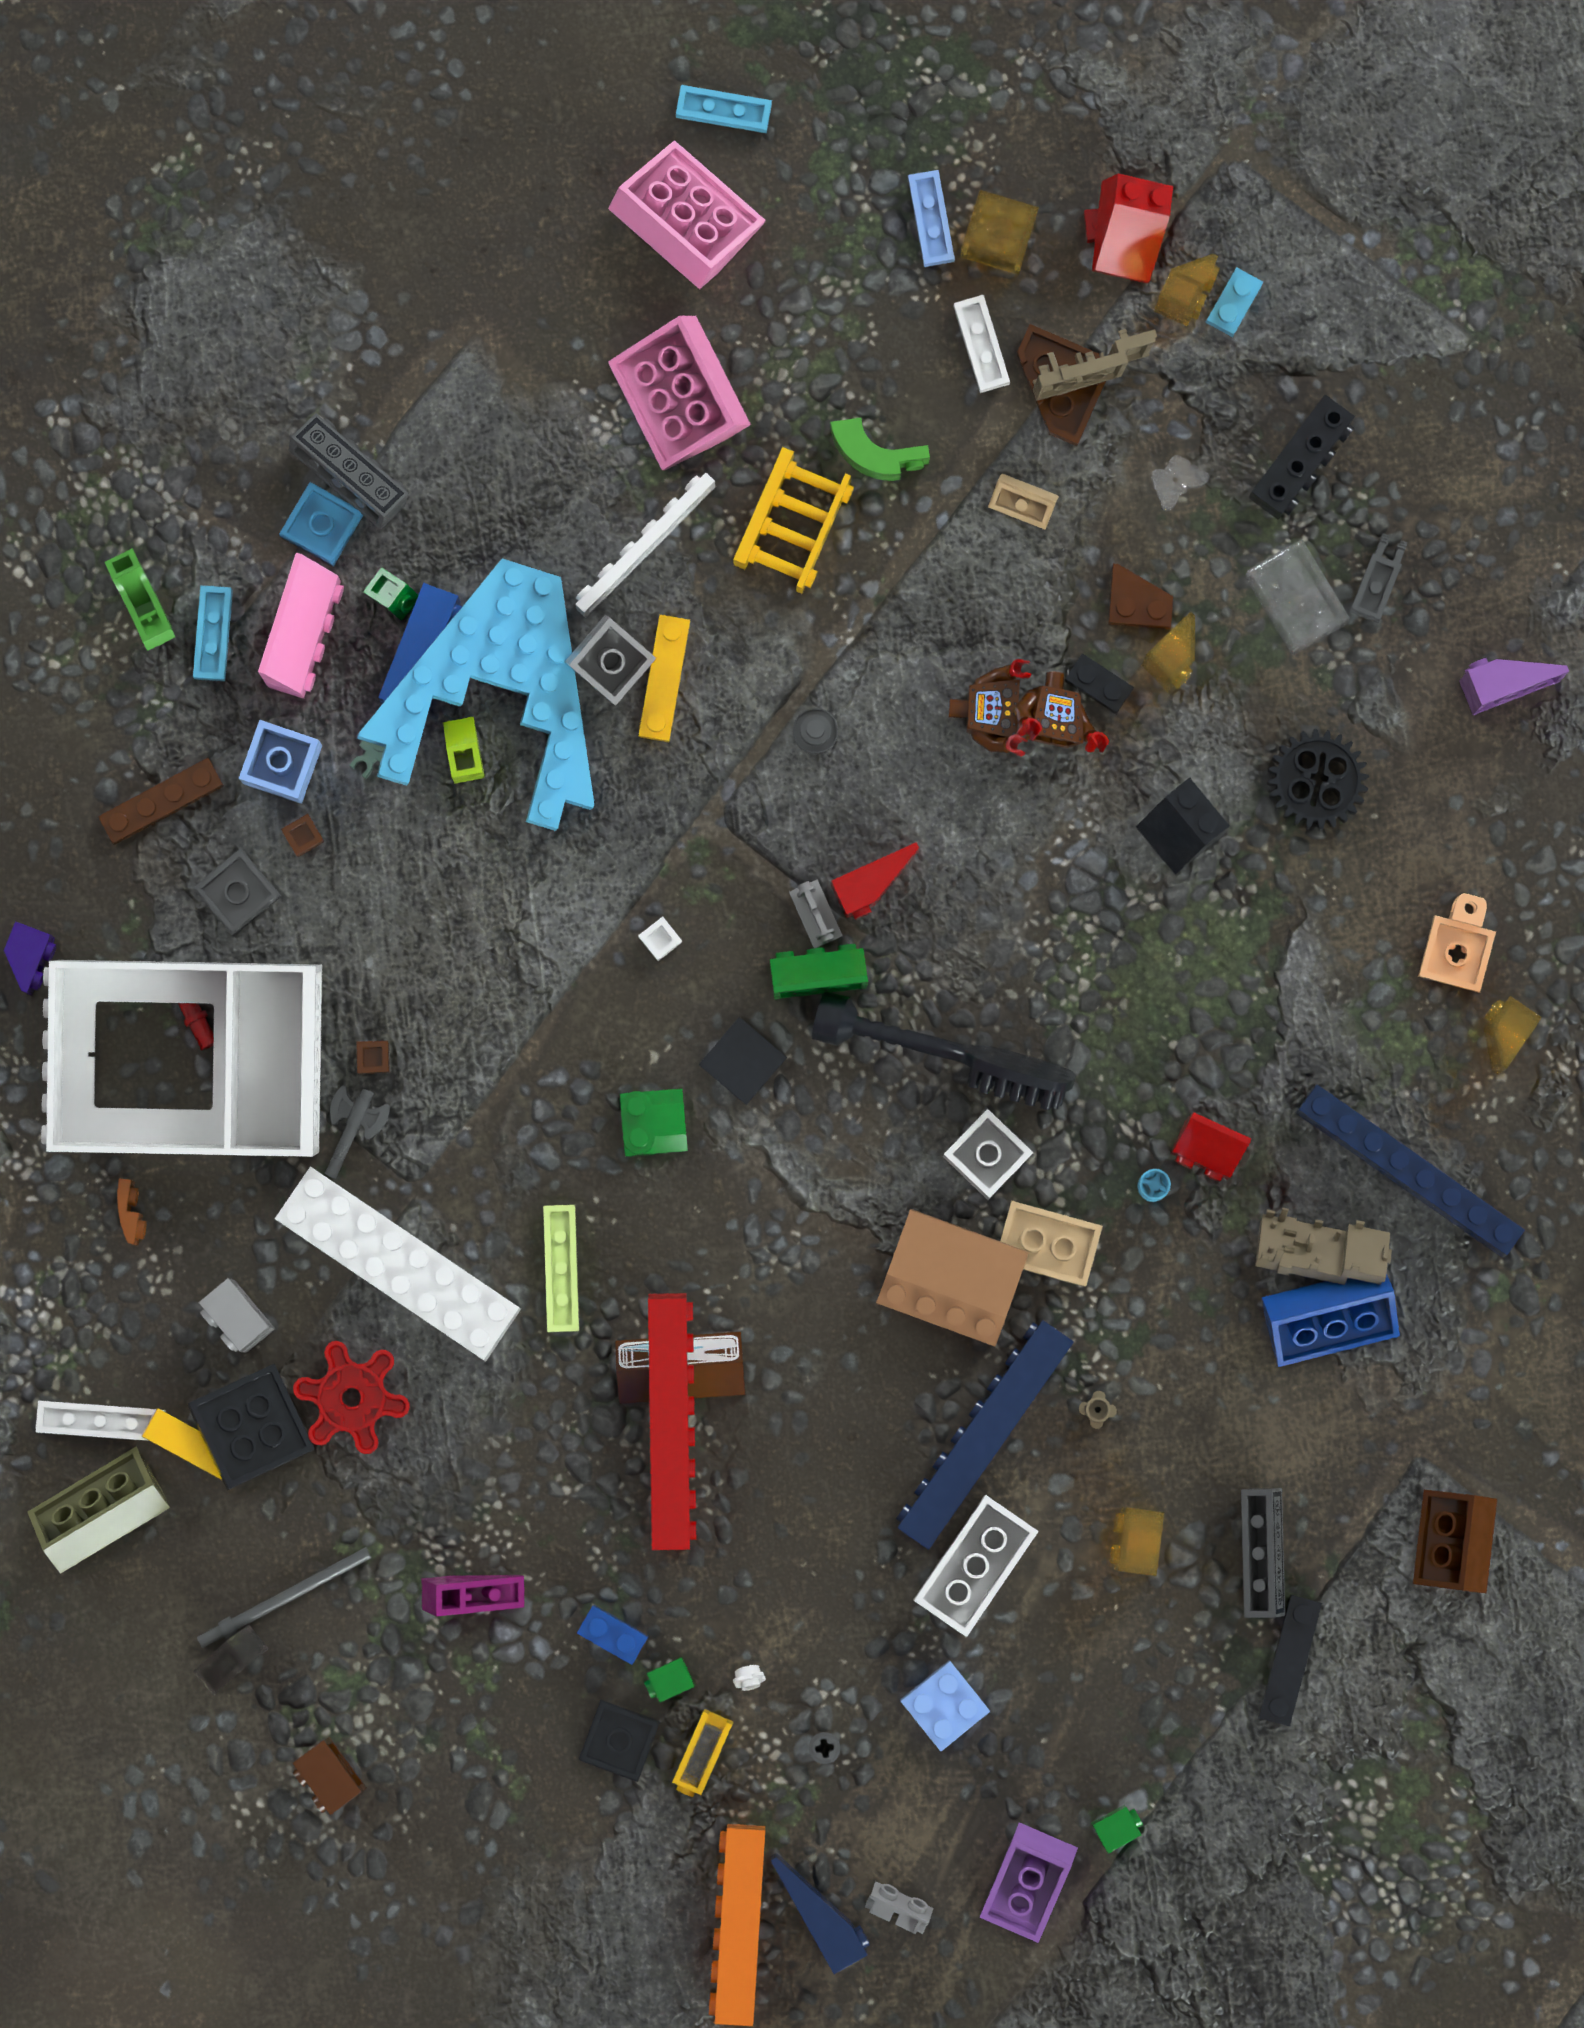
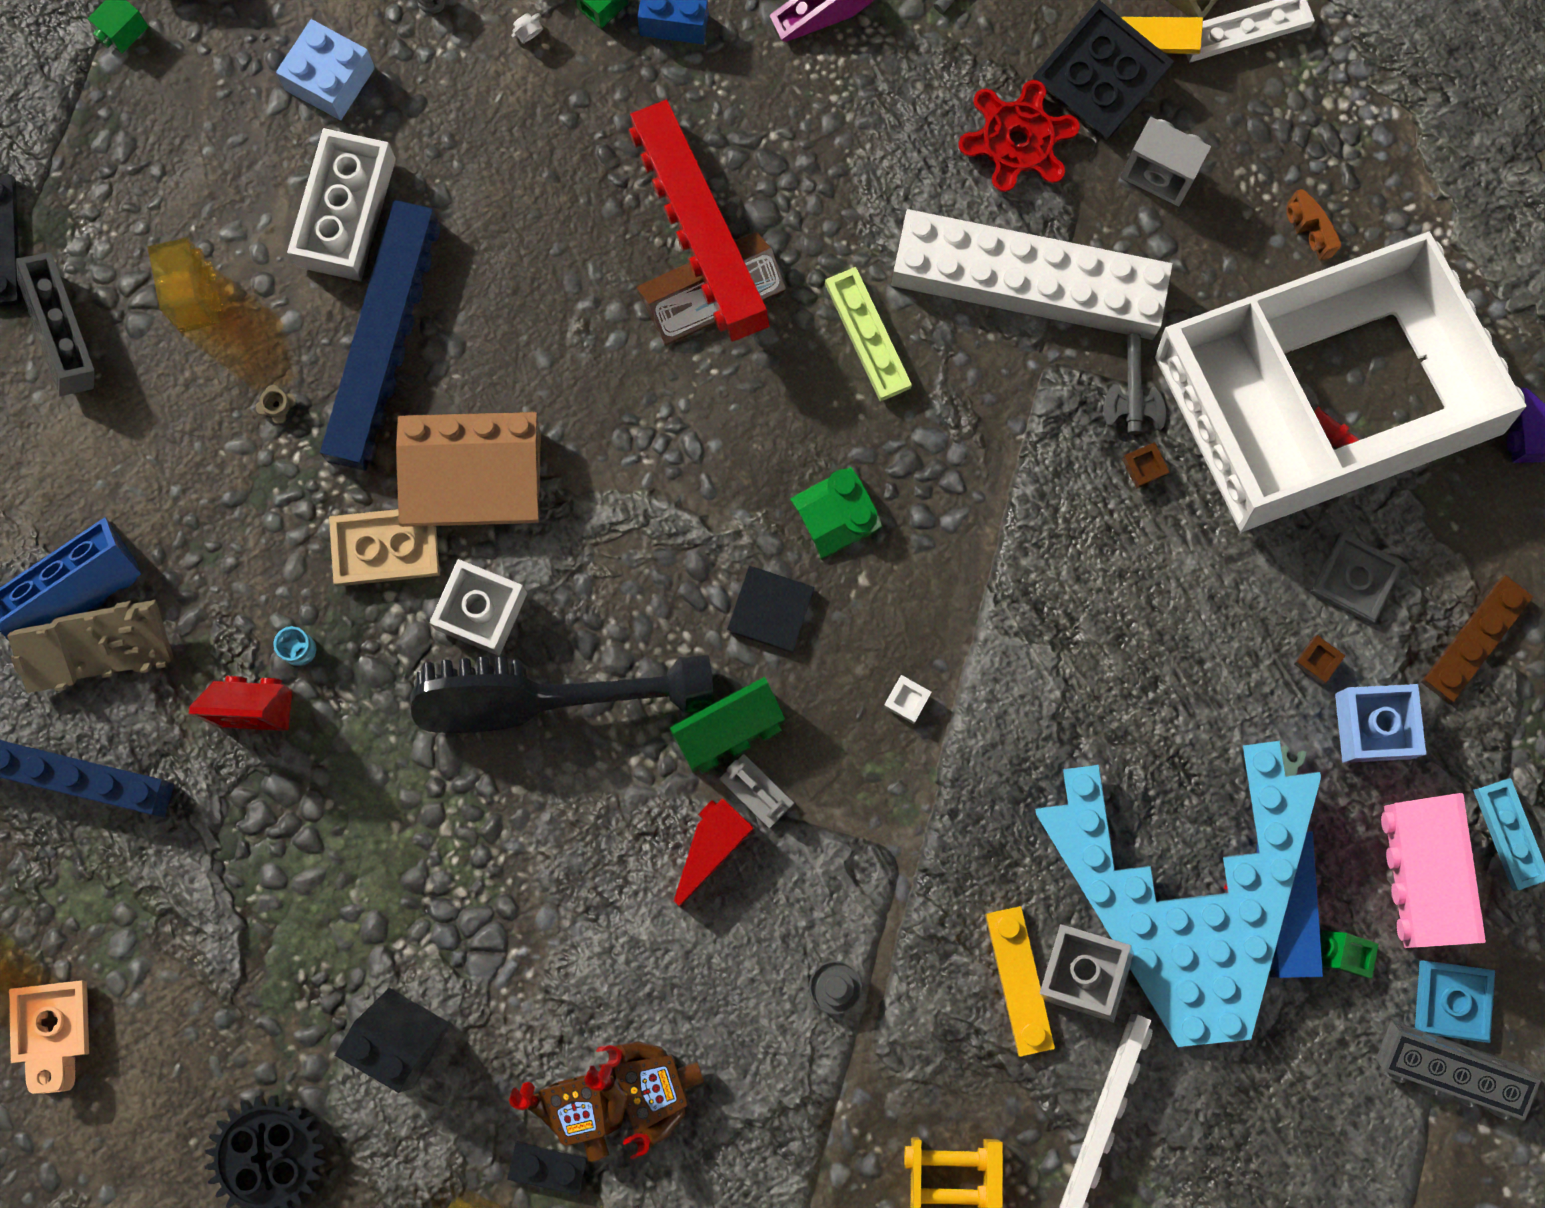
camera: 155 degrees right, 5 degrees down
(463, 750) = (1197, 814): lime slope -> none

